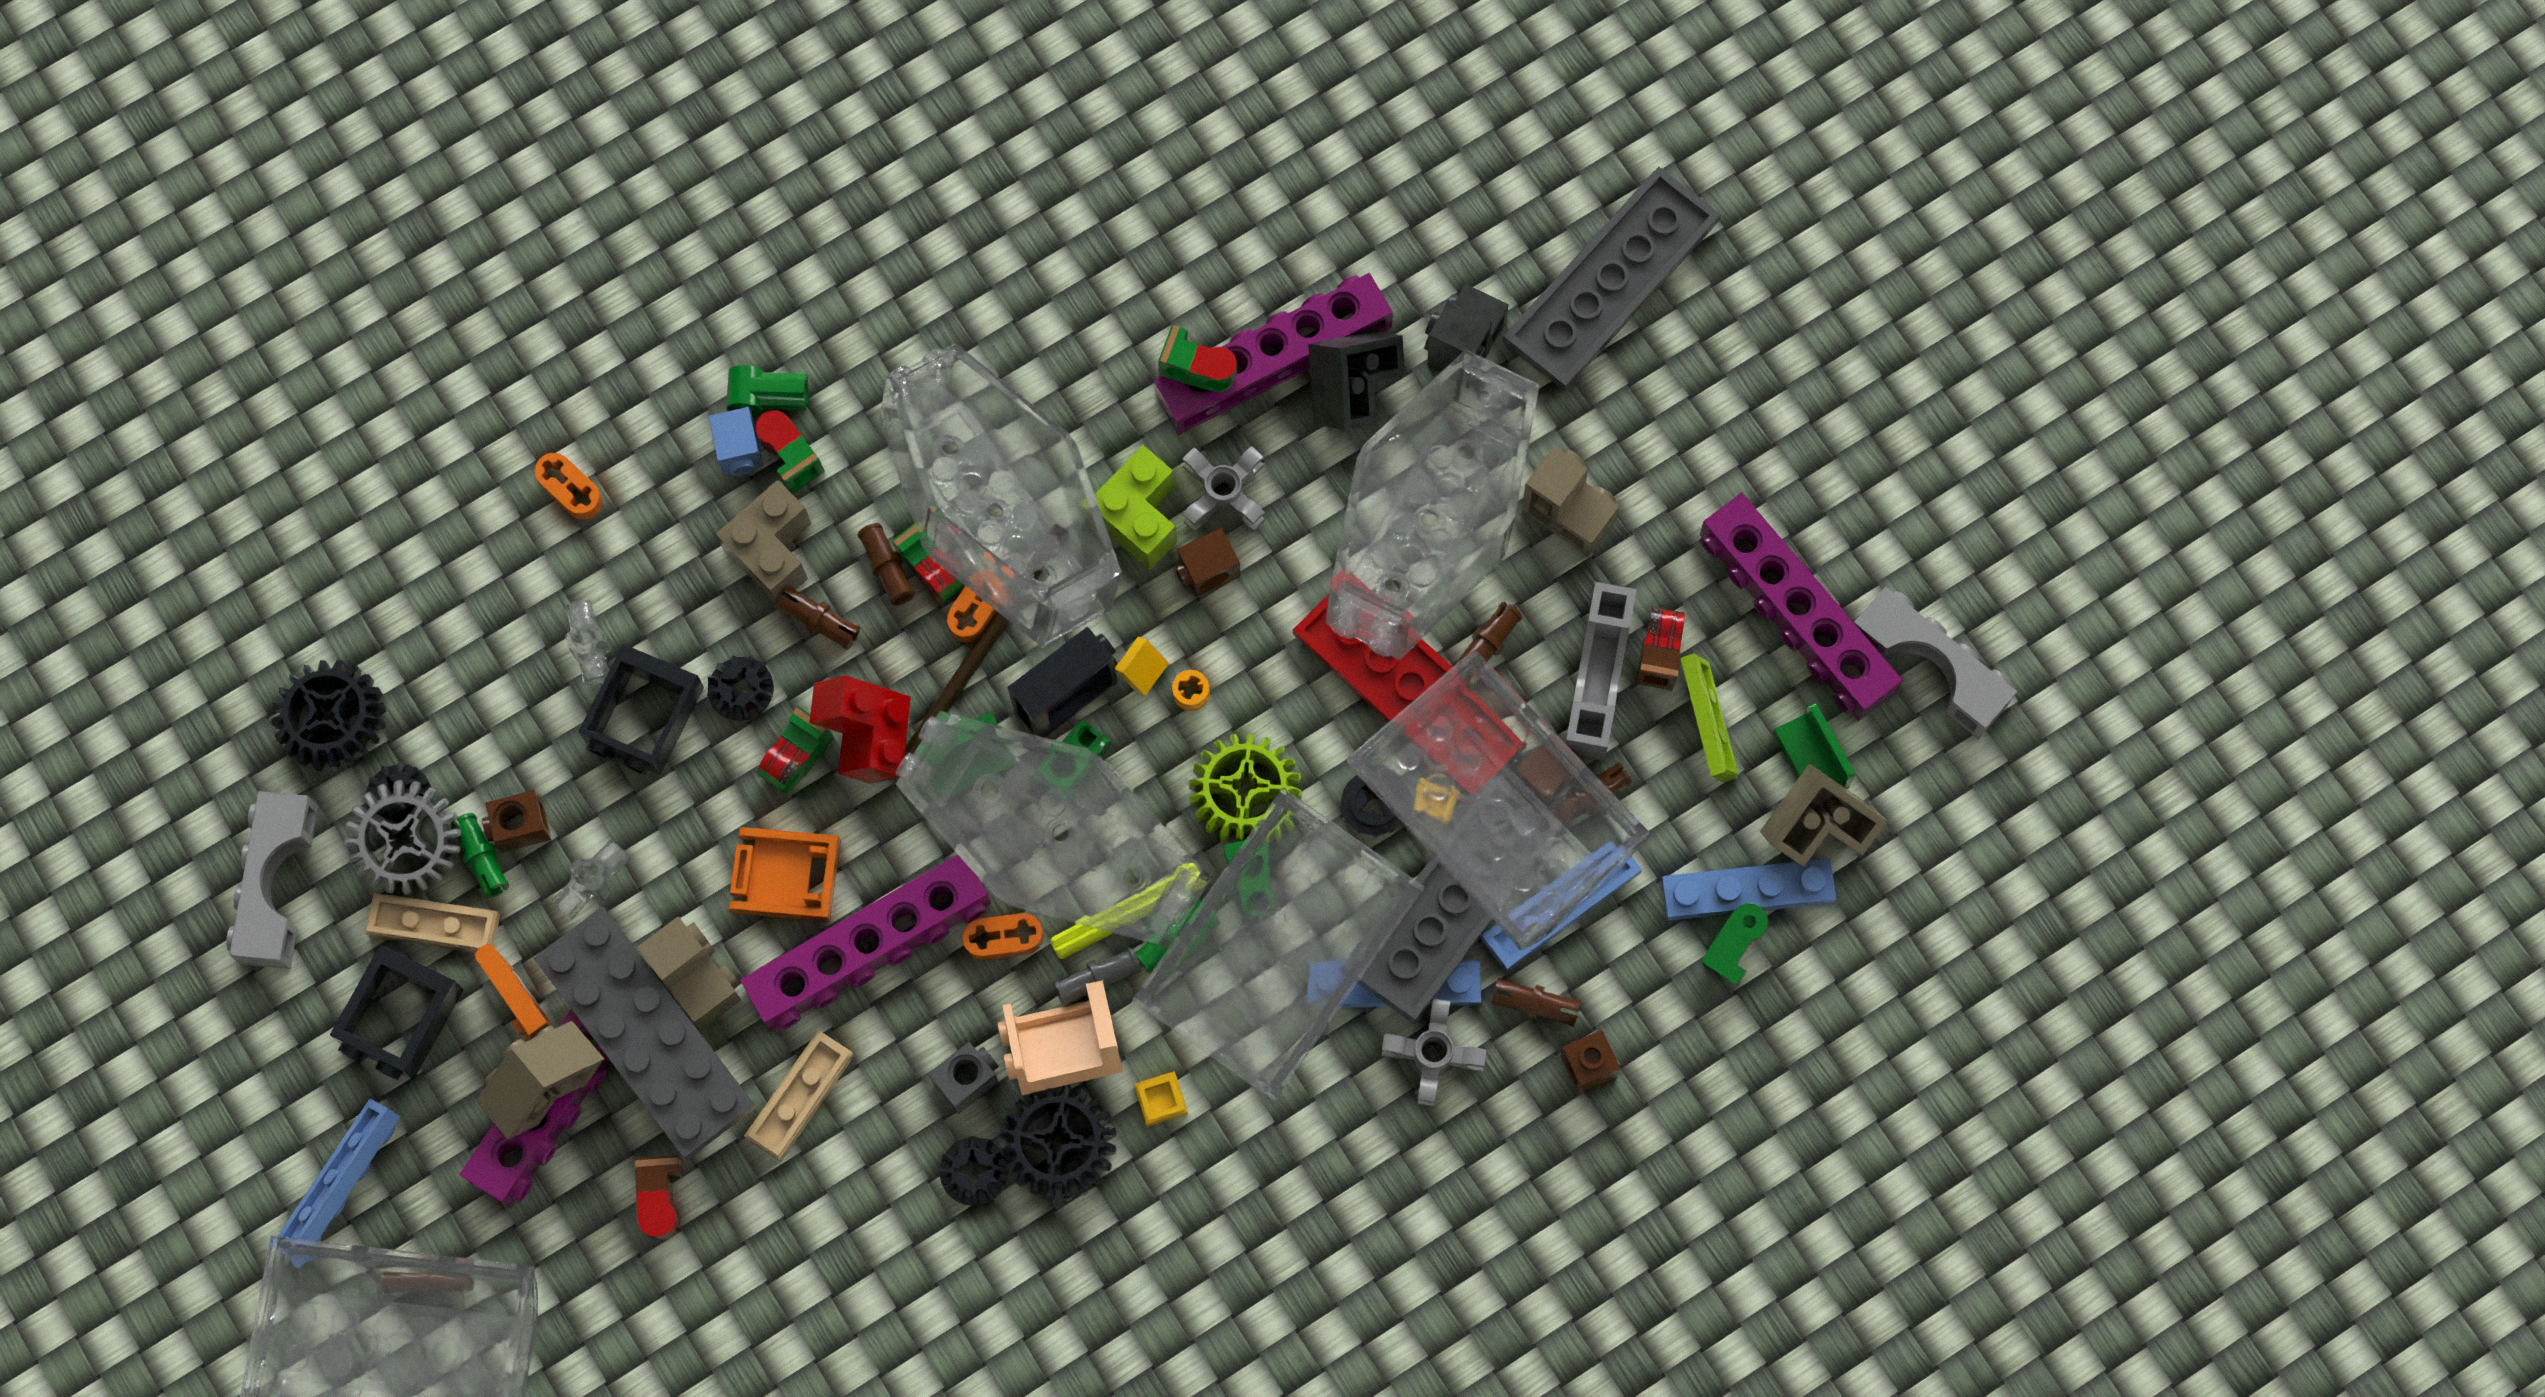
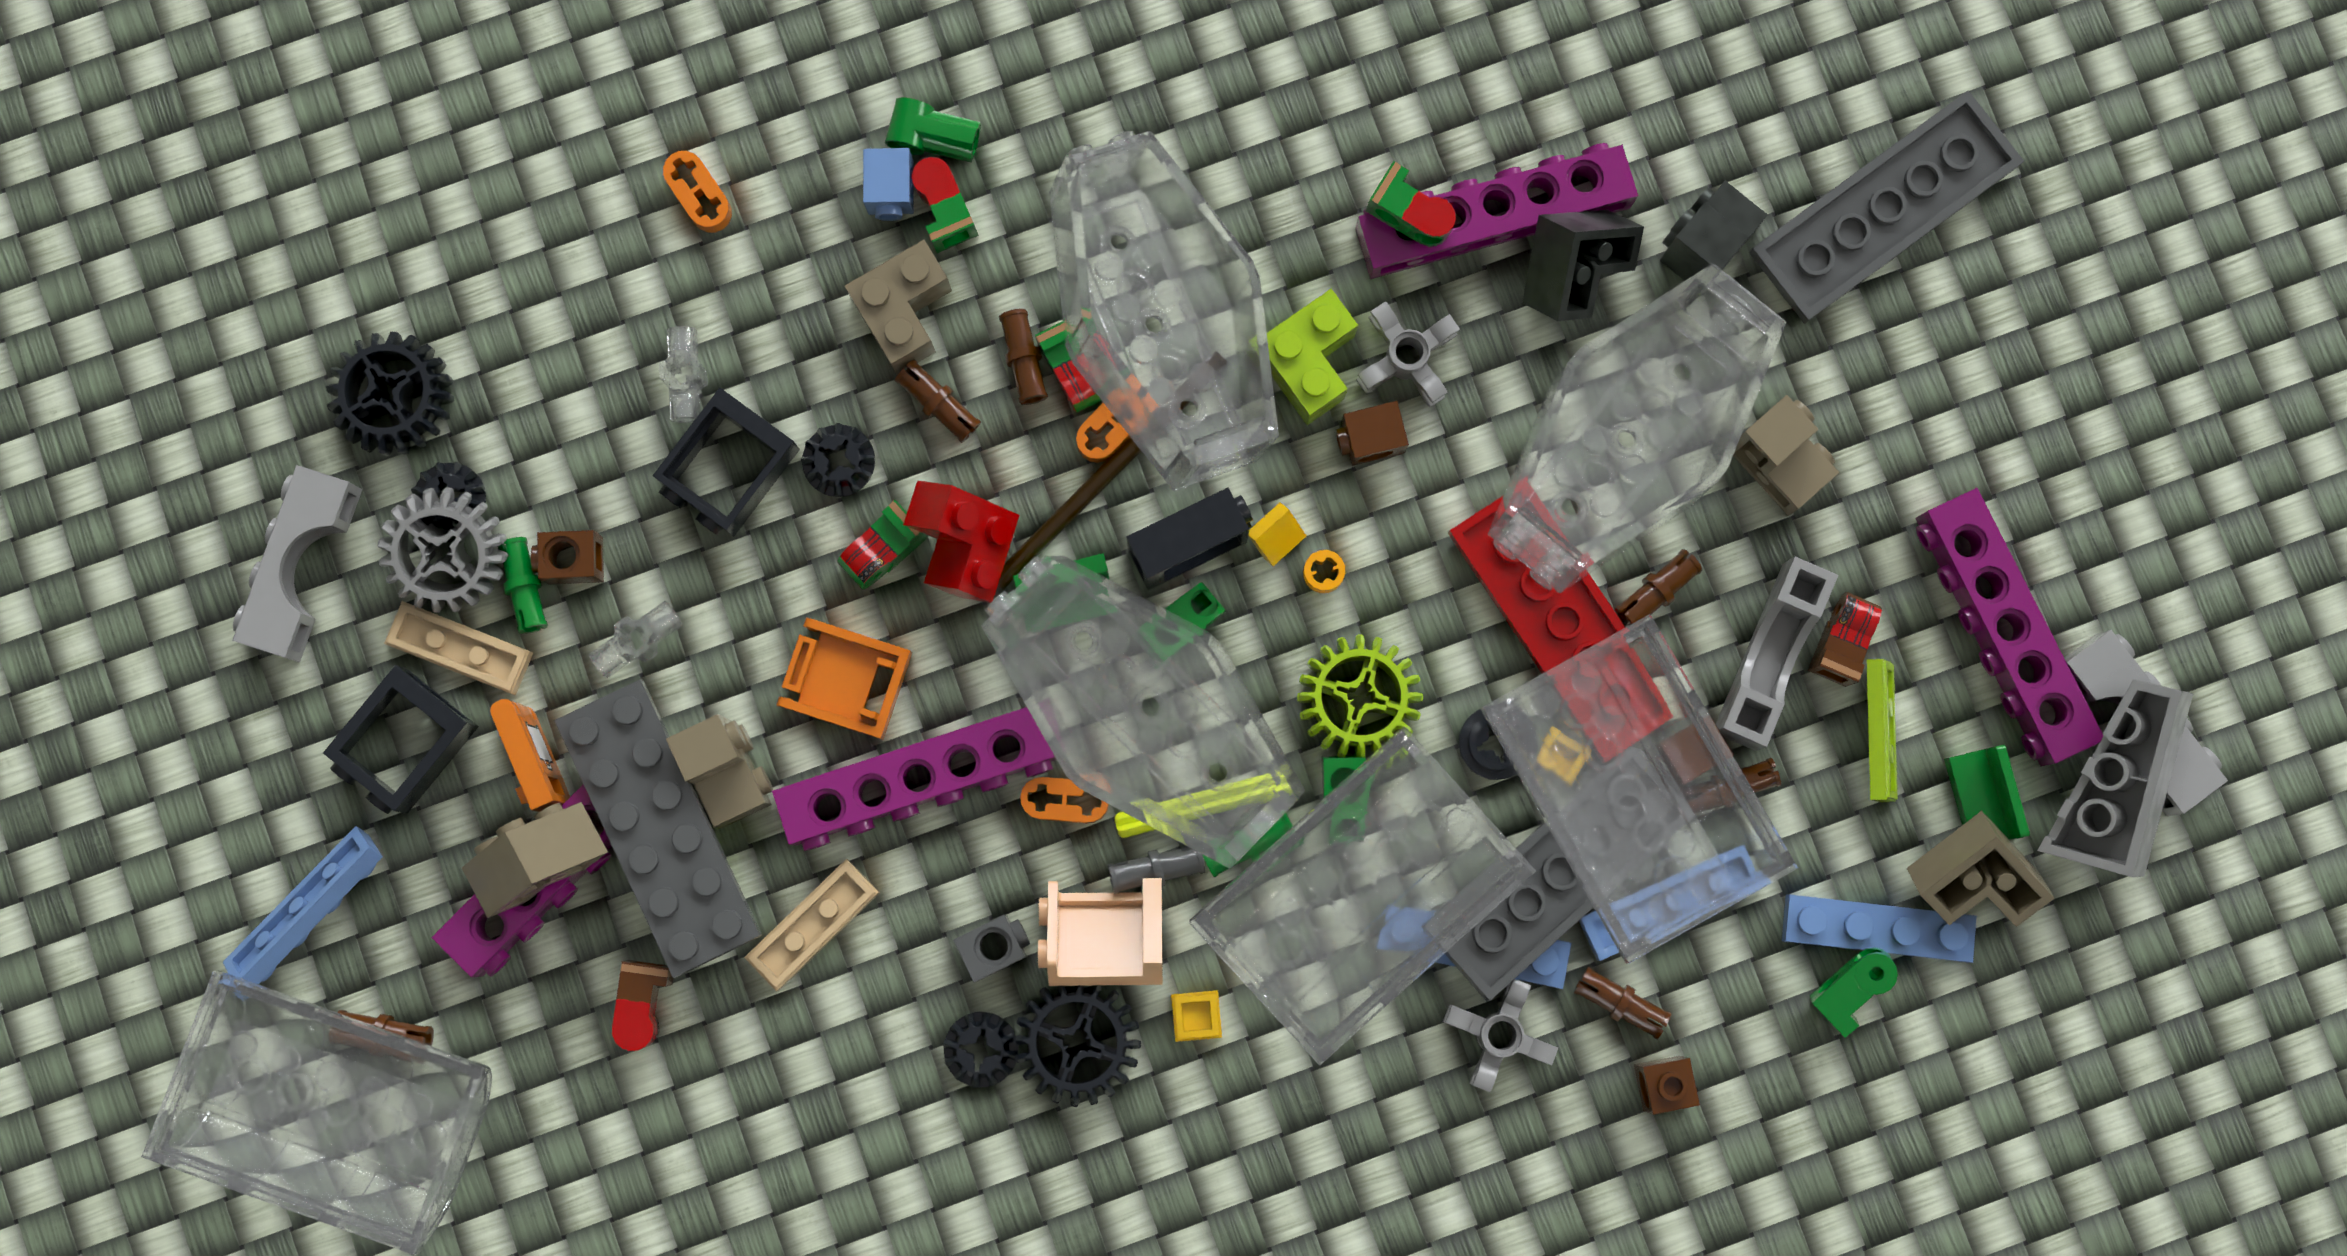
camera: 10 degrees right, 10 degrees up
(1925, 711) = (2124, 784): none -> light grey wedge

